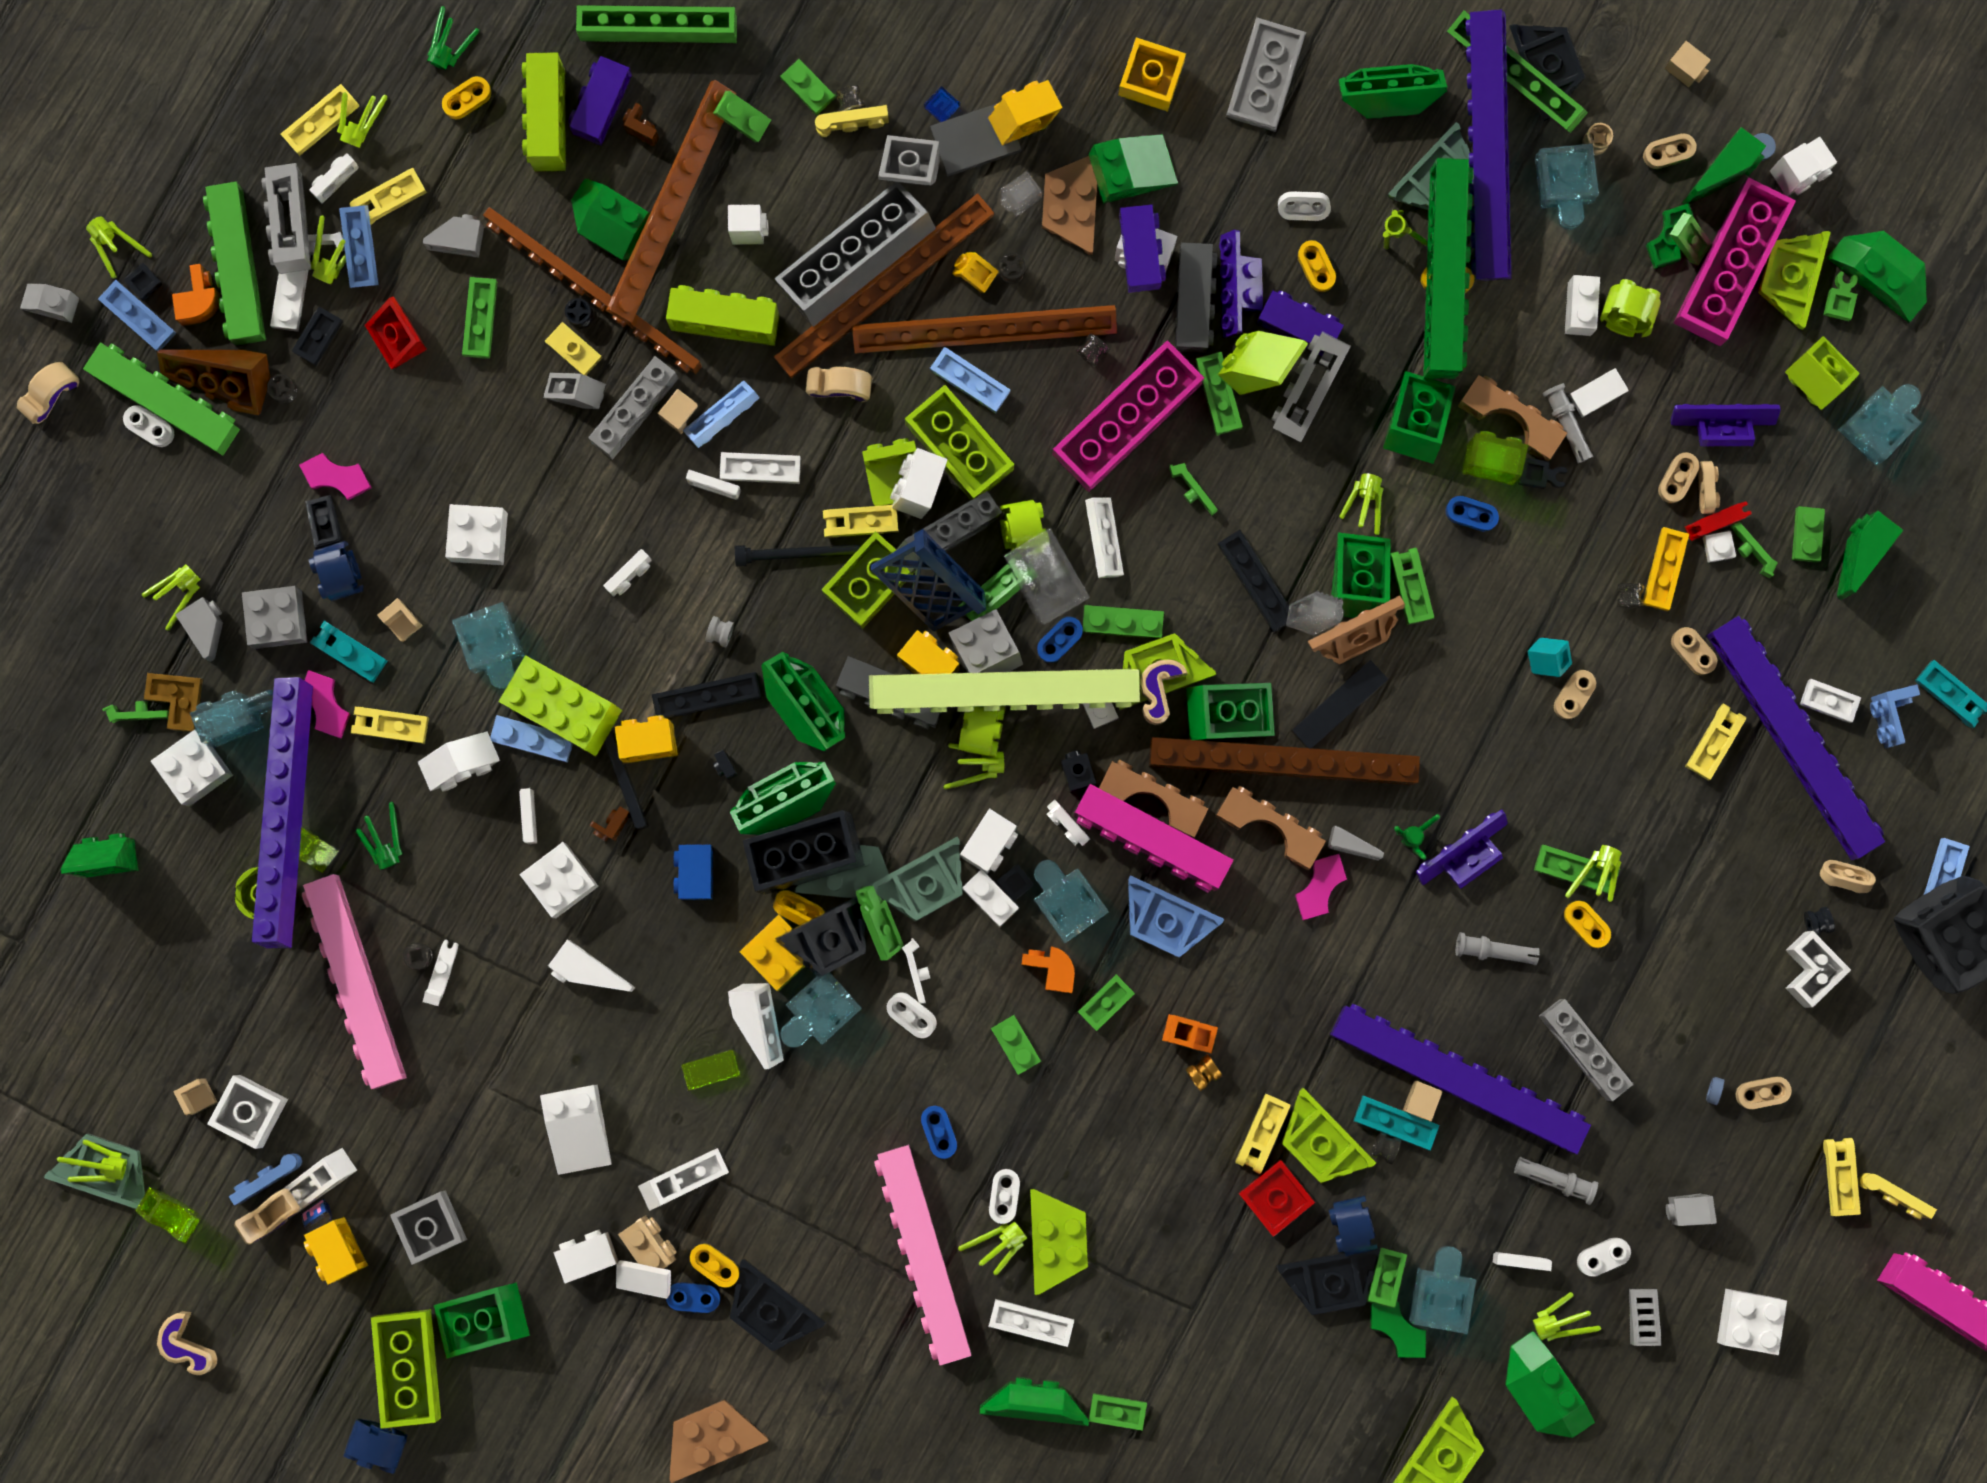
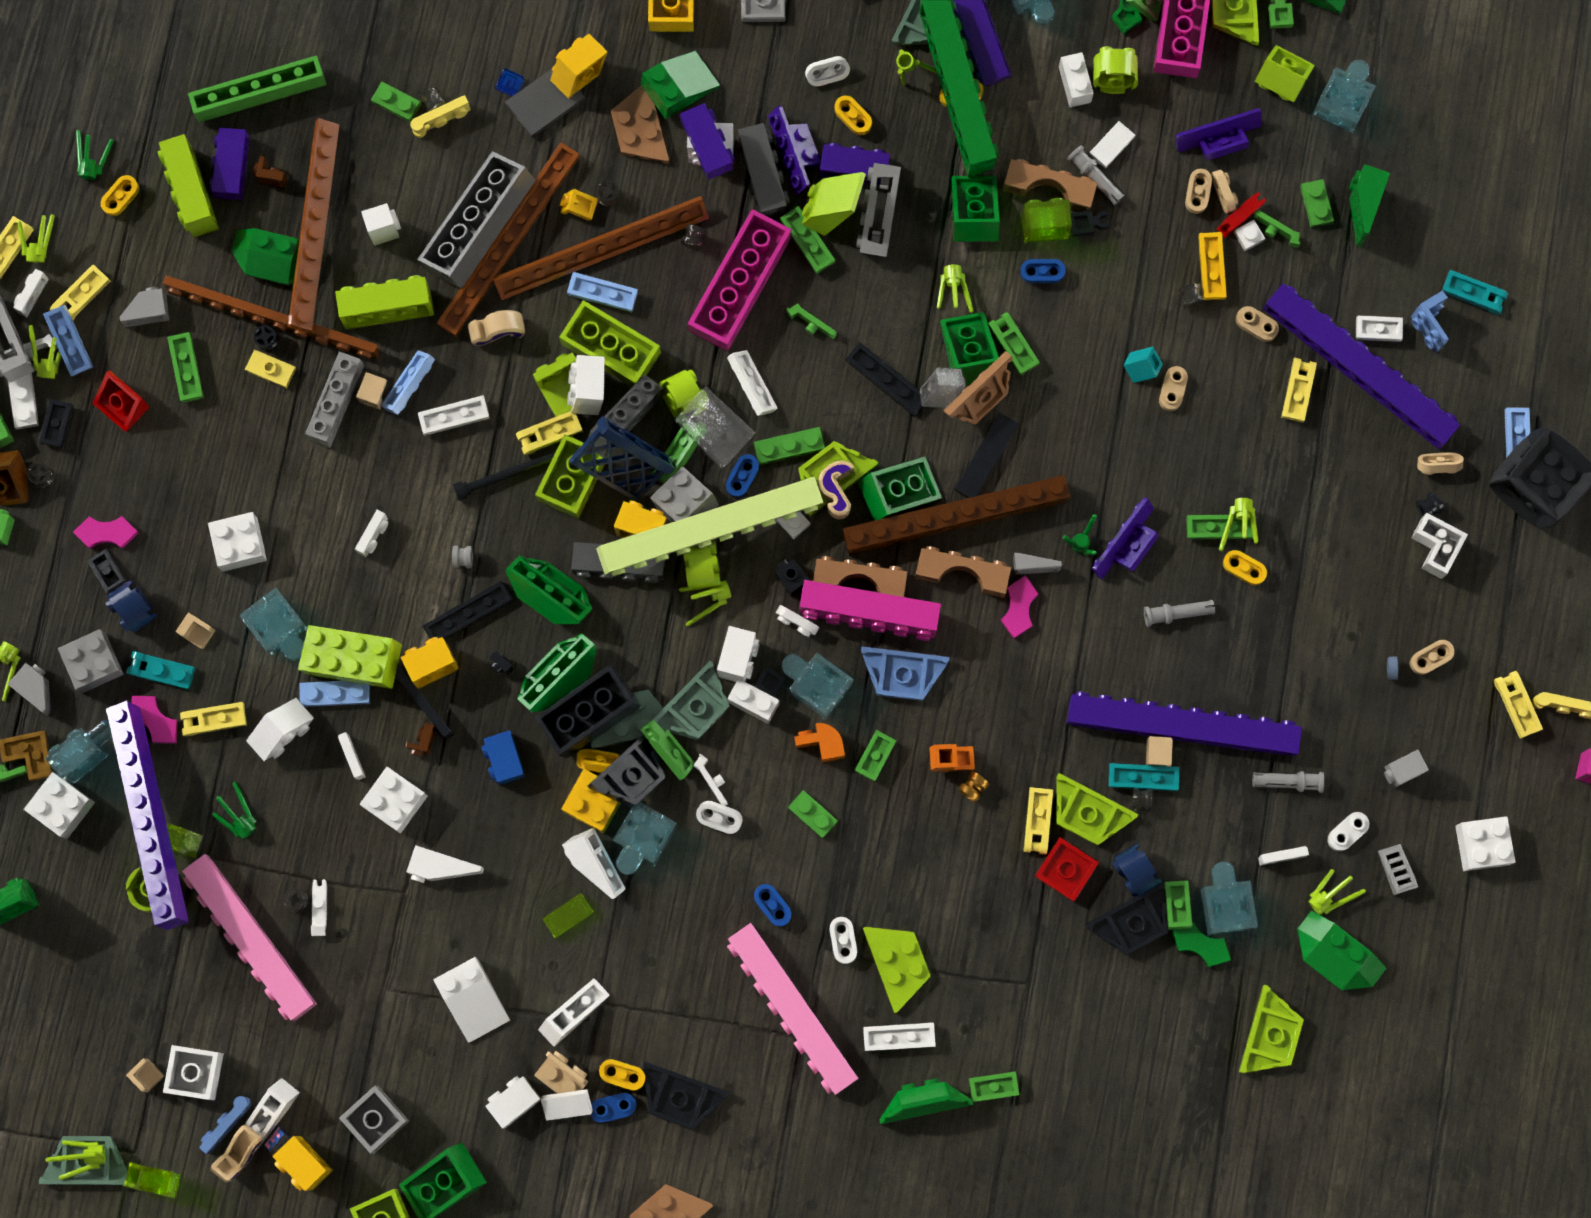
camera: 15 degrees left, 5 degrees down
(575, 390) = (282, 400): light grey slope -> none
(712, 484) = (419, 440): white tile -> none
(742, 116) = (350, 140): bright green plate -> none
(910, 160) = (497, 132): light grey slope -> none
(1011, 1237) = (859, 971): lime plant -> none
(1020, 194) = (596, 132): clear brick -> none
(1585, 1050) = (1277, 668): light grey brick -> none

